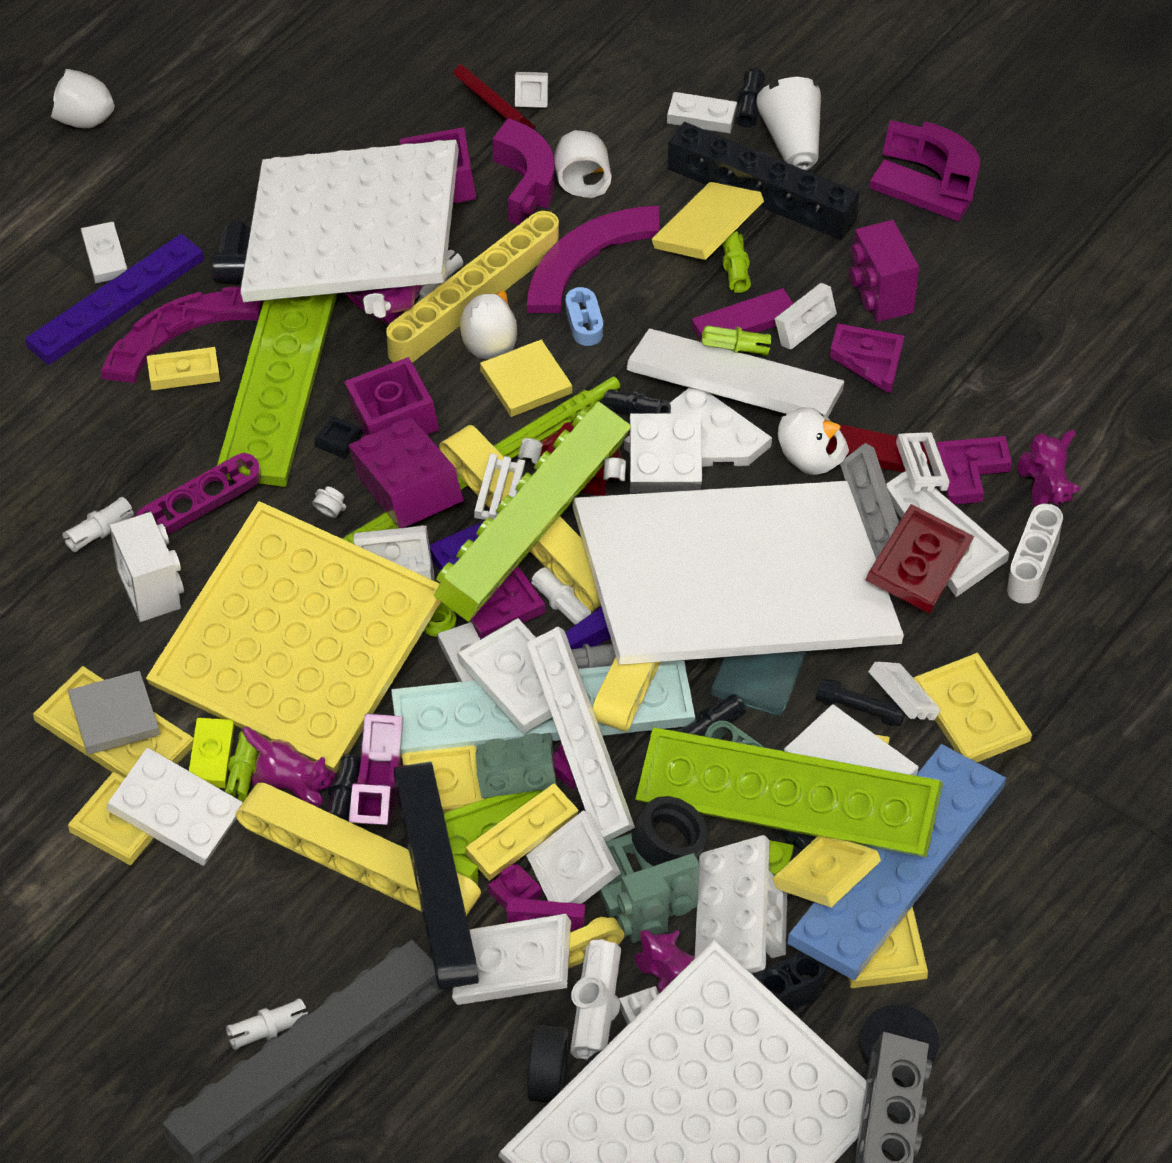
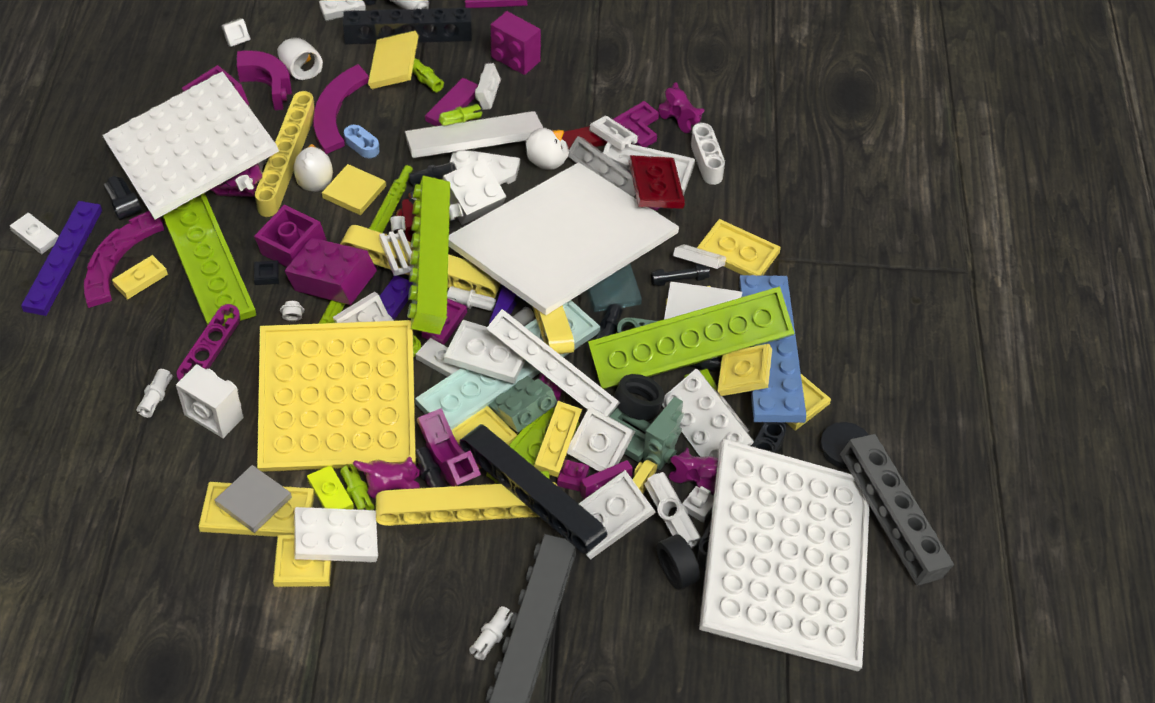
camera: 35 degrees left, 0 degrees up
(490, 96) = (213, 45): dark red tile -> none
(868, 353) = (537, 91): magenta wing -> none

